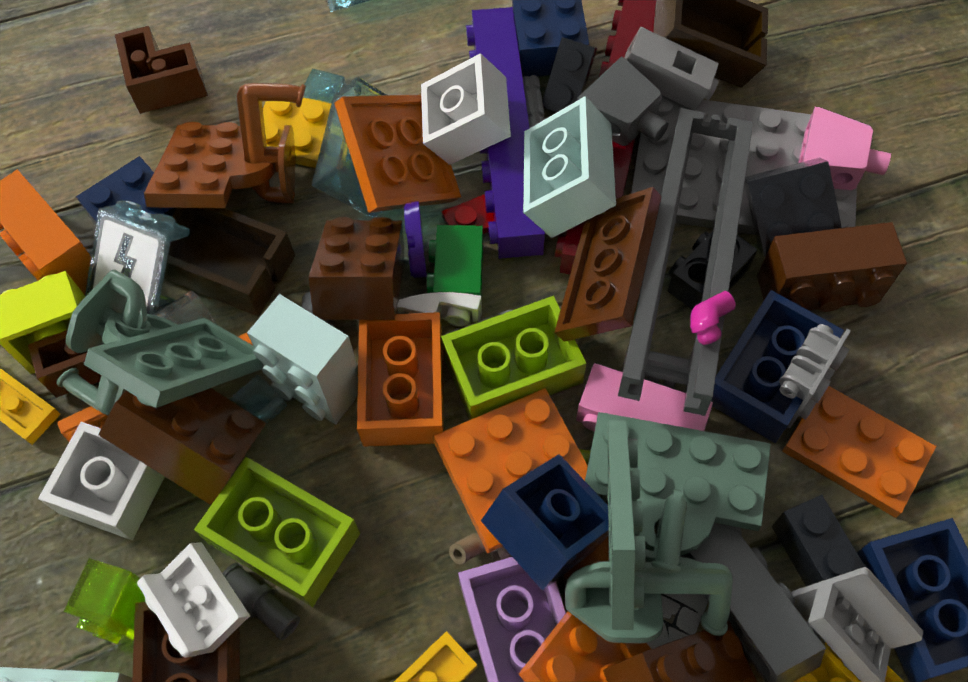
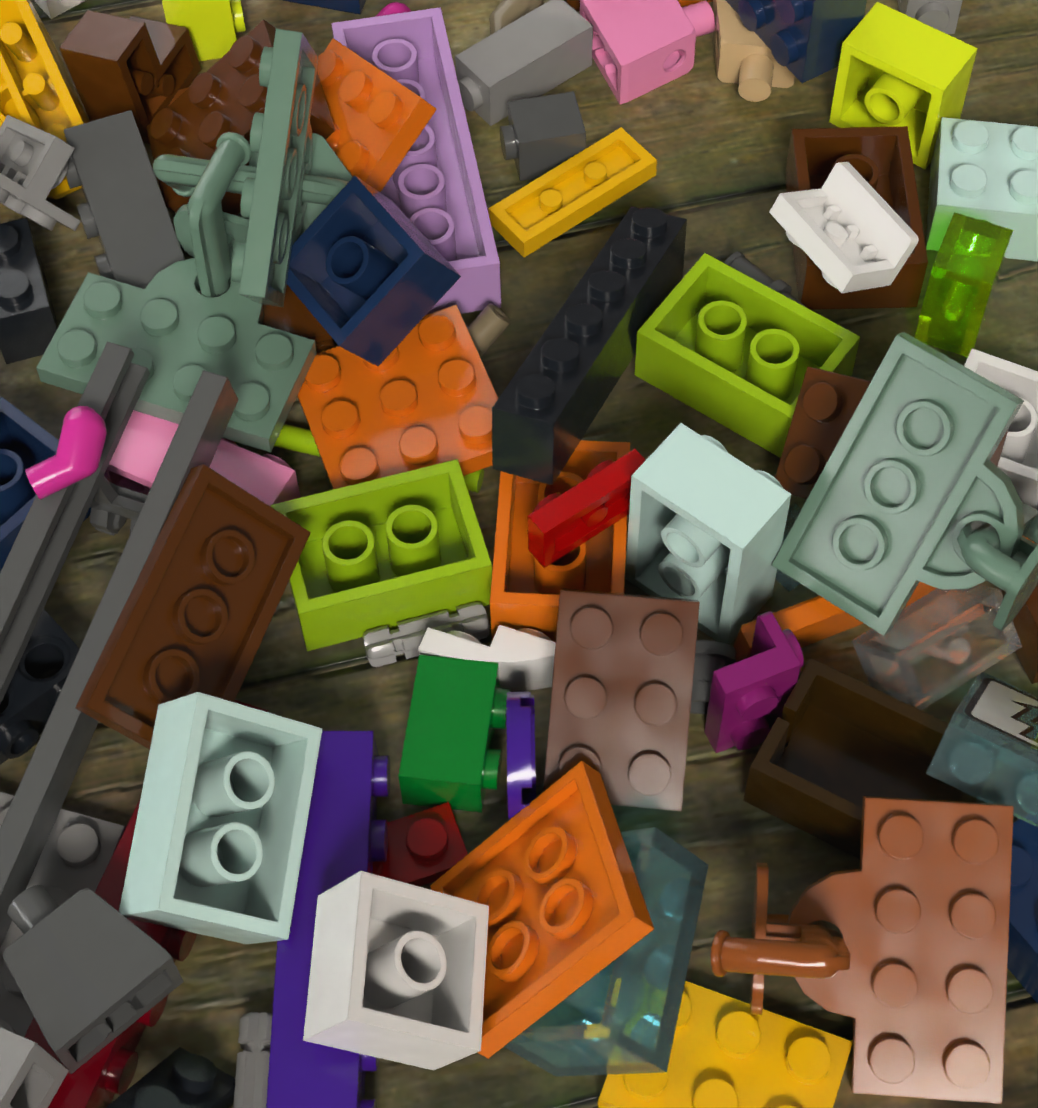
camera: 175 degrees left, 5 degrees down
(282, 275) = (754, 690): none -> magenta bracket
(371, 365) = (582, 512): none -> red plate
(382, 512) = (586, 347): none -> black brick

